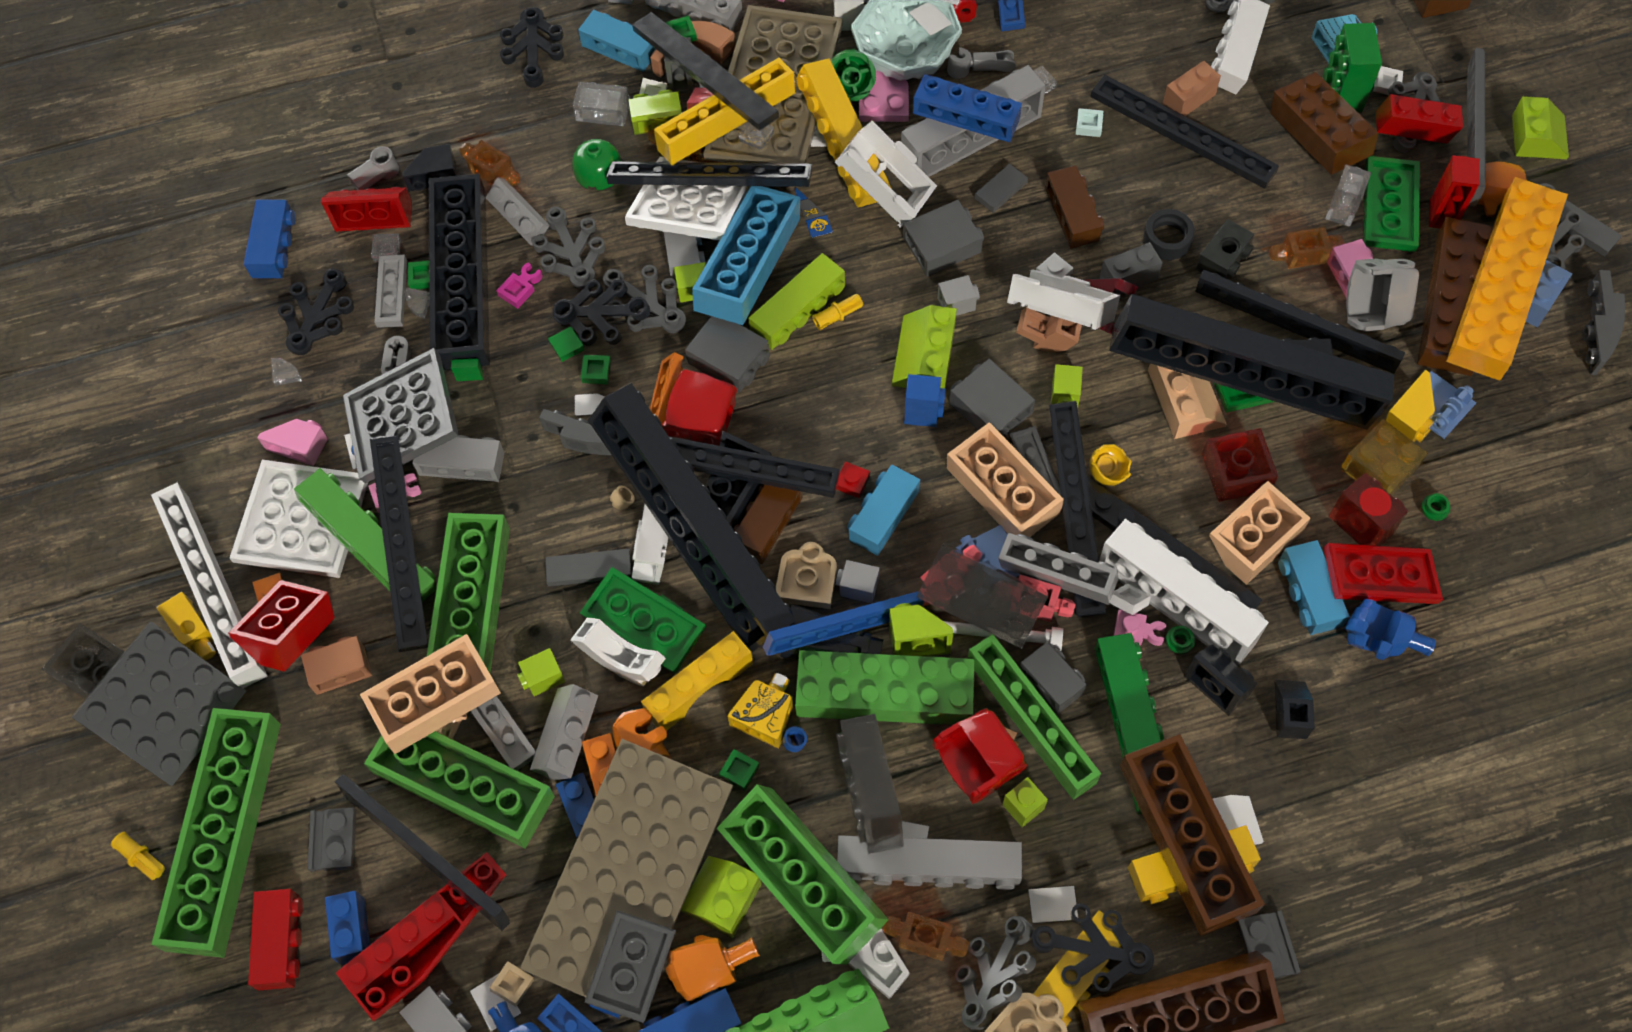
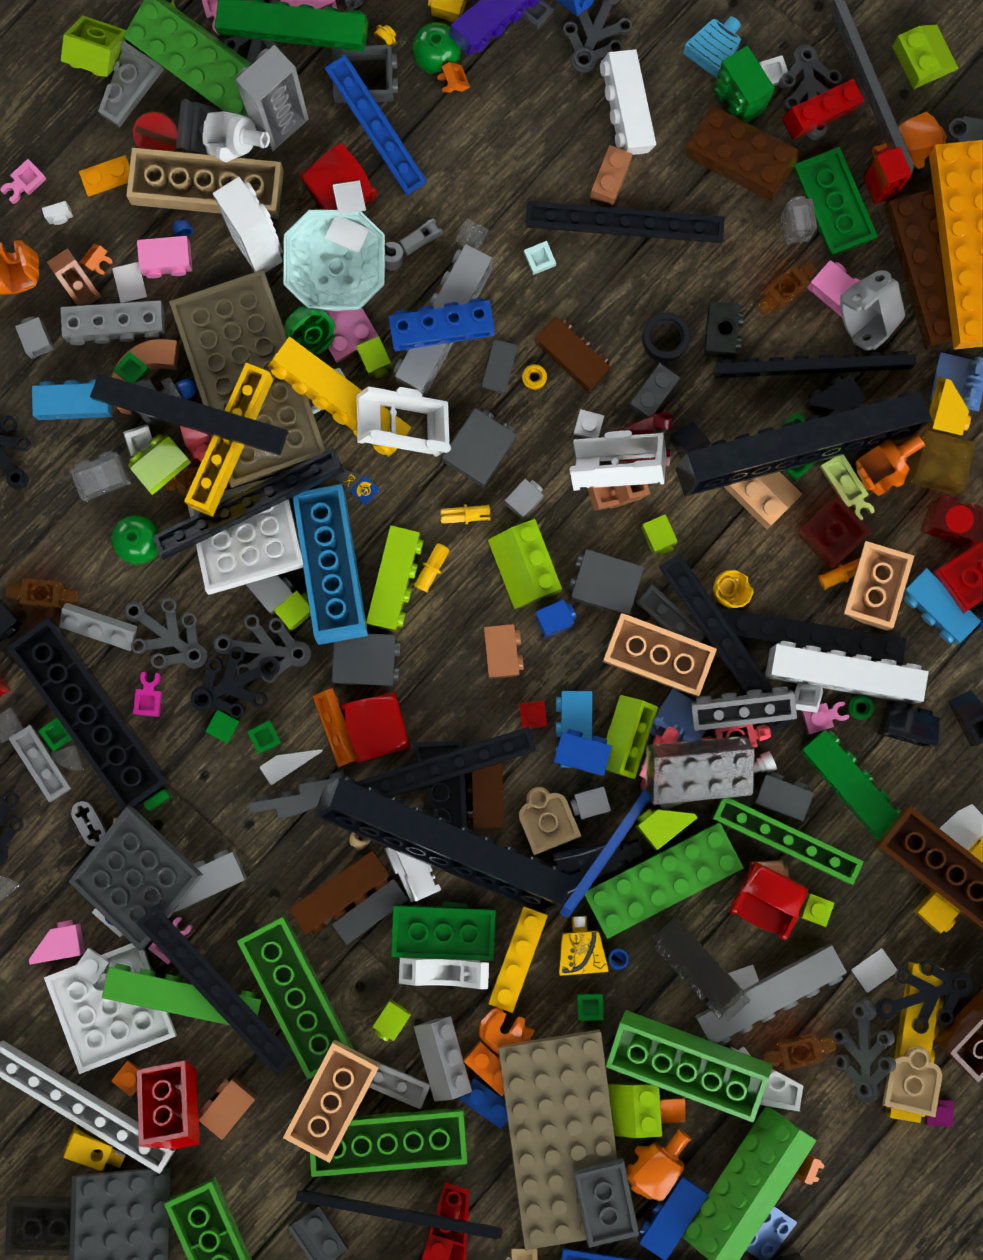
camera: 35 degrees left, 20 degrees up
(306, 466) = (92, 966): none -> white plate
(571, 532) = (340, 892): none -> reddish brown brick
(758, 920) = (672, 1109): none -> orange slope
(857, 408) = (502, 651): none -> nougat brick
(876, 521) = (582, 752): none -> blue brick
(894, 122) = (374, 358): none -> lime brick
(895, 283) = (465, 514): none -> yellow axle
(920, 544) = (629, 735): none -> lime brick
(1028, 203) = (534, 369): none -> yellow plate
(1220, 509) = (838, 575): none -> light orange axle
(1276, 430) = (846, 484): none -> yellowish green plate
(1326, 433) = (886, 464): none -> orange piece

